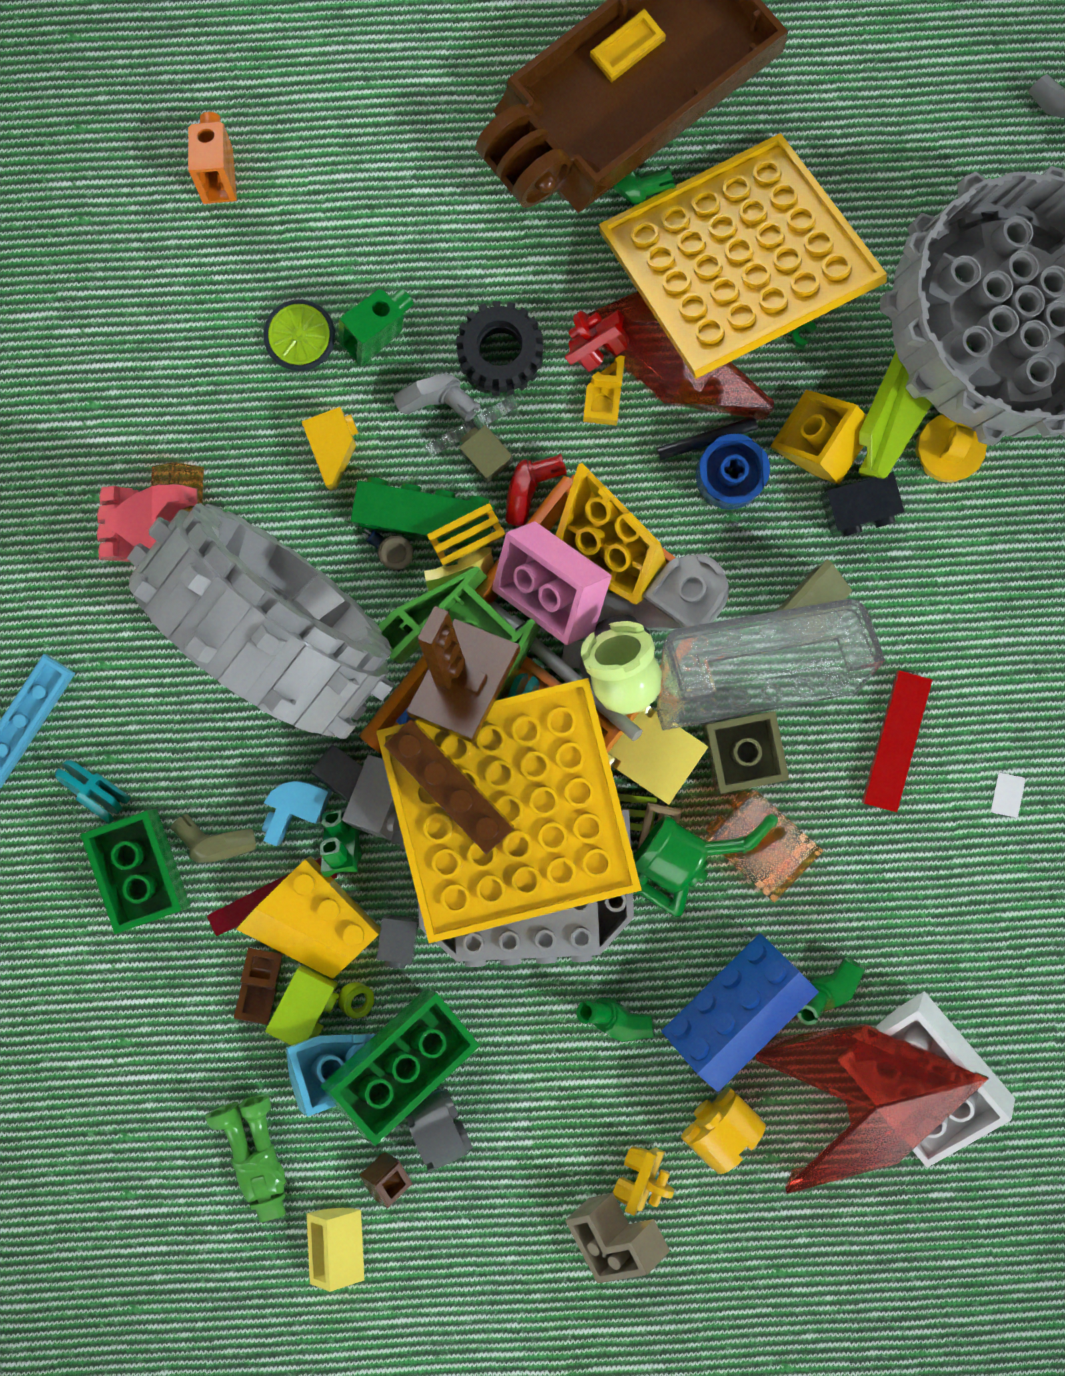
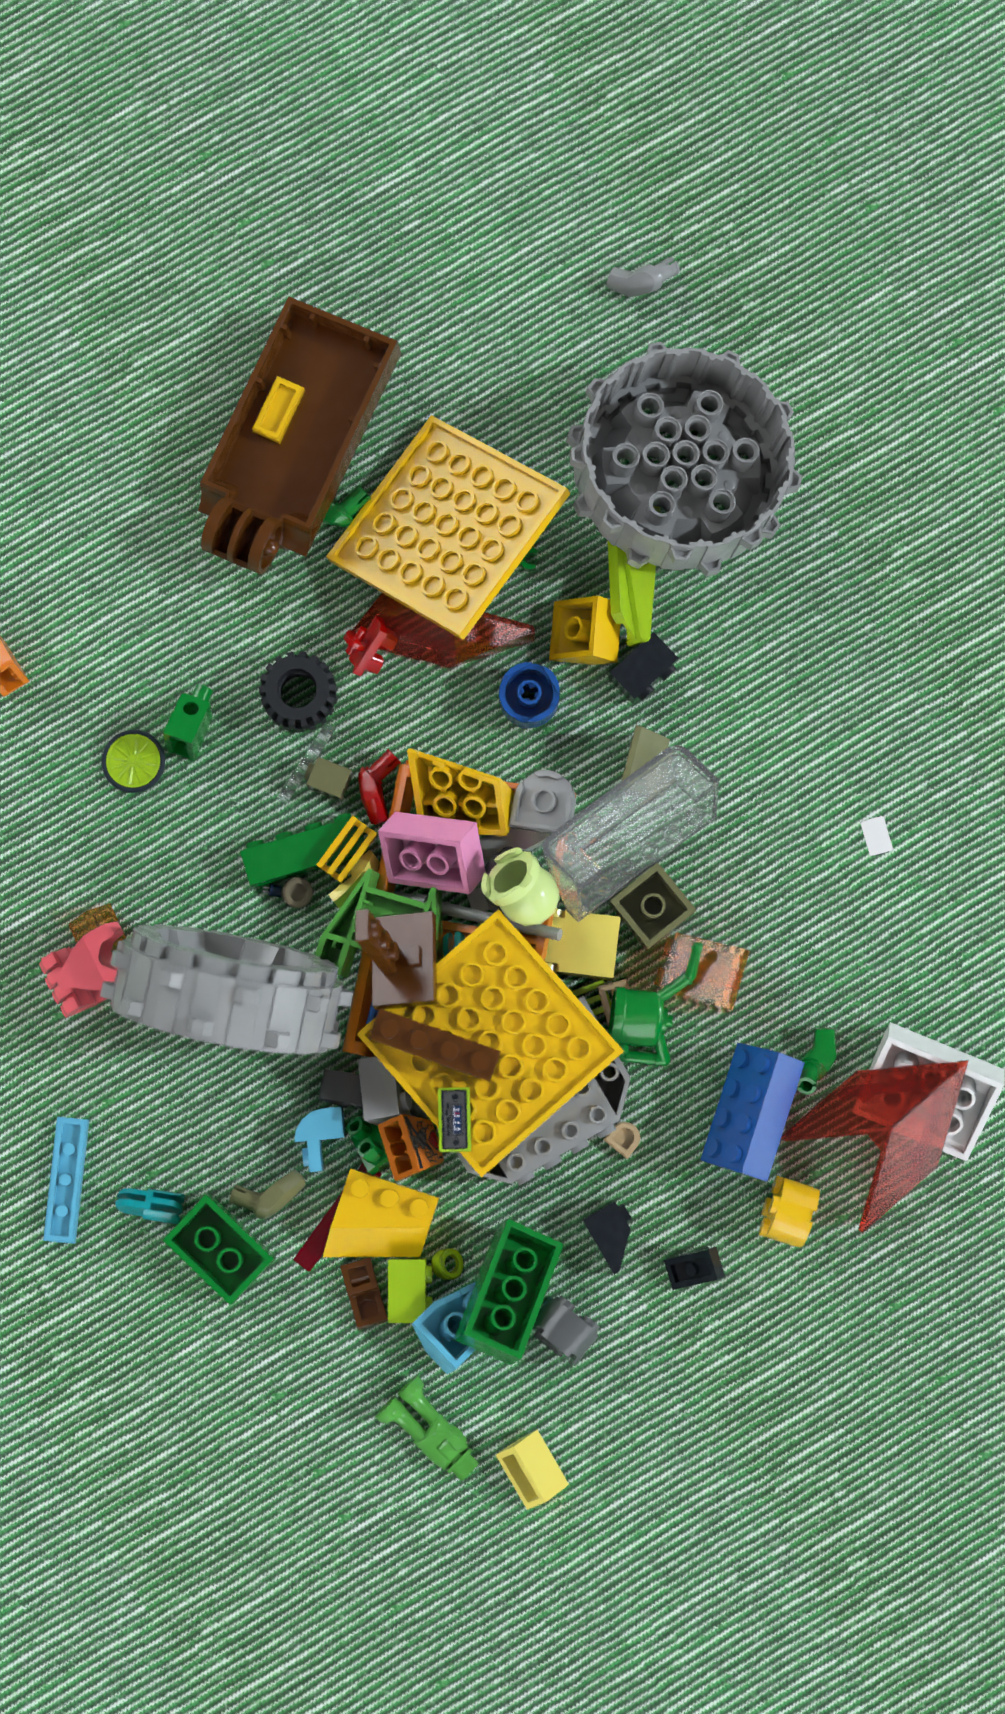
camera: 30 degrees left, 5 degrees down
(331, 443) = (203, 832): yellow slope -> none
(376, 869) = (410, 1145): none -> orange torso
(386, 1179) = (545, 1394): reddish brown slope -> none
(397, 940) = (456, 1198): dark grey brick -> none
(431, 871) = (454, 1119): none -> tile
(436, 391) = (264, 750): light grey arm -> none
(533, 1055) = (610, 1232): none -> black slope
(598, 970) = (624, 1138): none -> tan tile
(600, 1134) = (694, 1268): none -> black slope
(604, 394) = (398, 685): yellow slope -> none
(612, 1244) = (749, 1348): dark tan brick -> none
(616, 1020) = (661, 1171): green arm -> none
(636, 1193) = (746, 1273): yellow hips -> none
(705, 439) = (495, 679): black bar -> none
(897, 741) = (767, 838): red tile -> none
(949, 450) = (689, 593): yellow tile -> none

